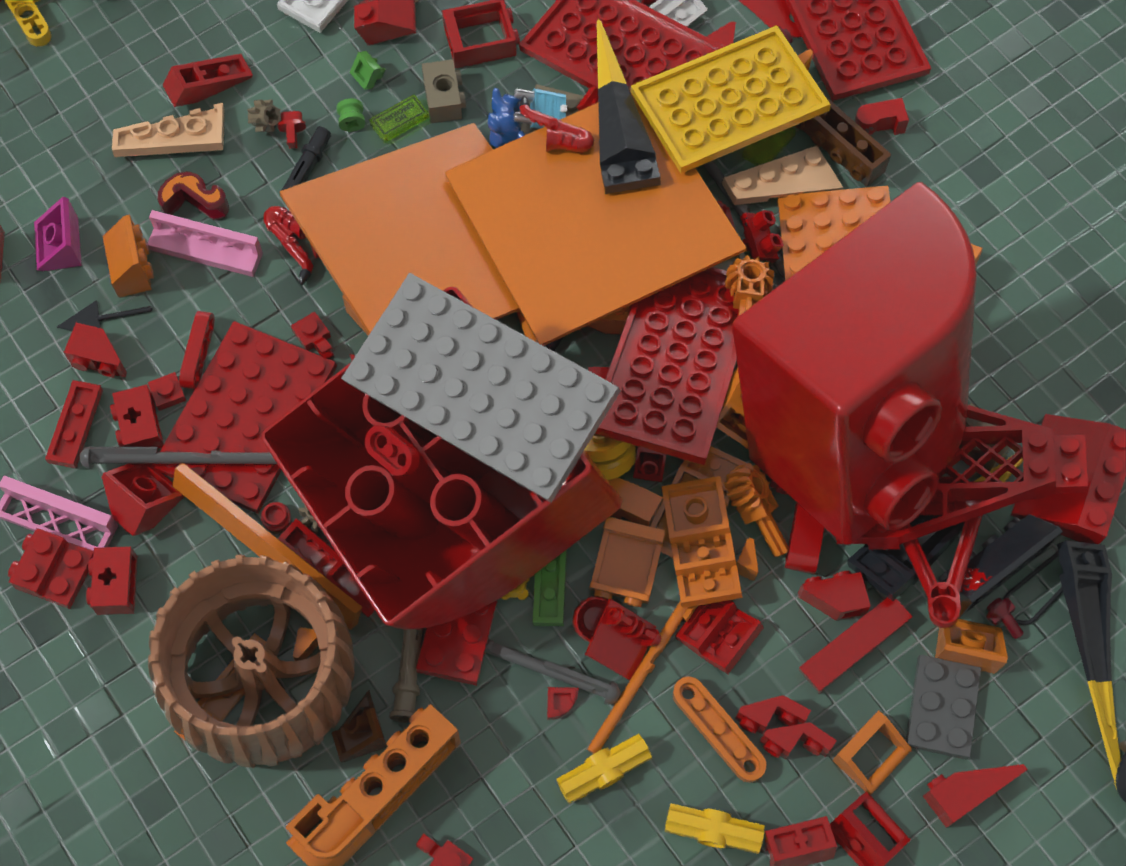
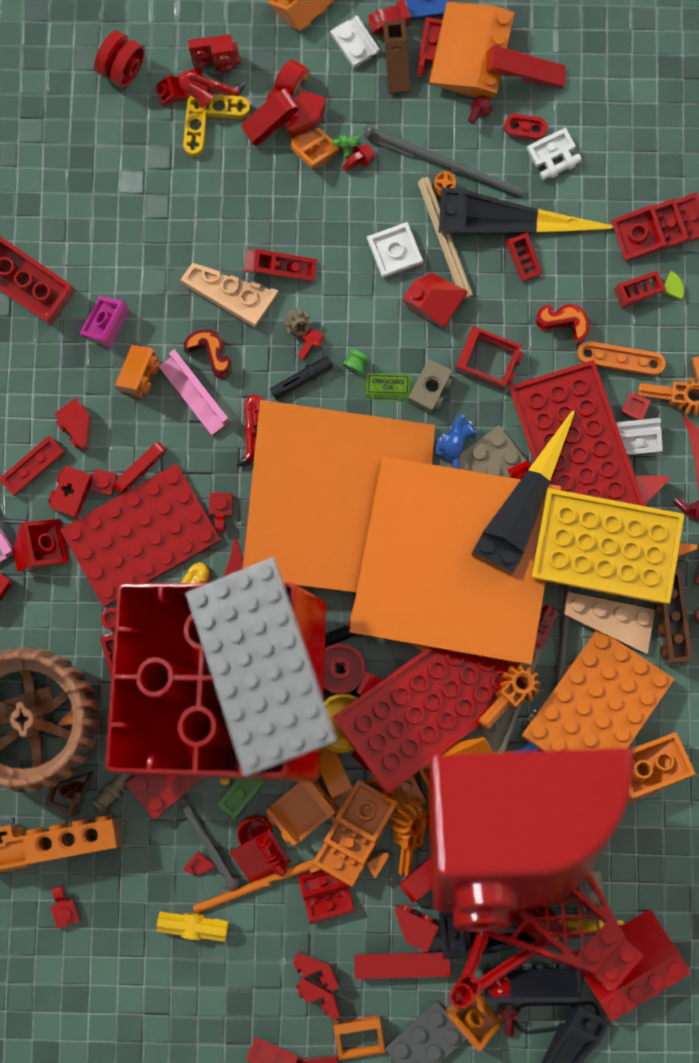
camera: 40 degrees right, 15 degrees up
(91, 317) = (88, 394): black piece -> none
(149, 455) = (27, 499): dark grey bar -> none
(255, 535) = (90, 627): orange tile -> none
(366, 70) = (390, 333): bright green tile -> none
(394, 453) = (181, 666): red plate -> none
(542, 101) = (486, 455): medium azure piece -> none
(559, 134) = (479, 493): red piece -> none
(714, 828) = (230, 1010): yellow piece -> none
(719, 729) = (278, 954): orange plate -> none
(759, 237) = (557, 653): red hips -> none

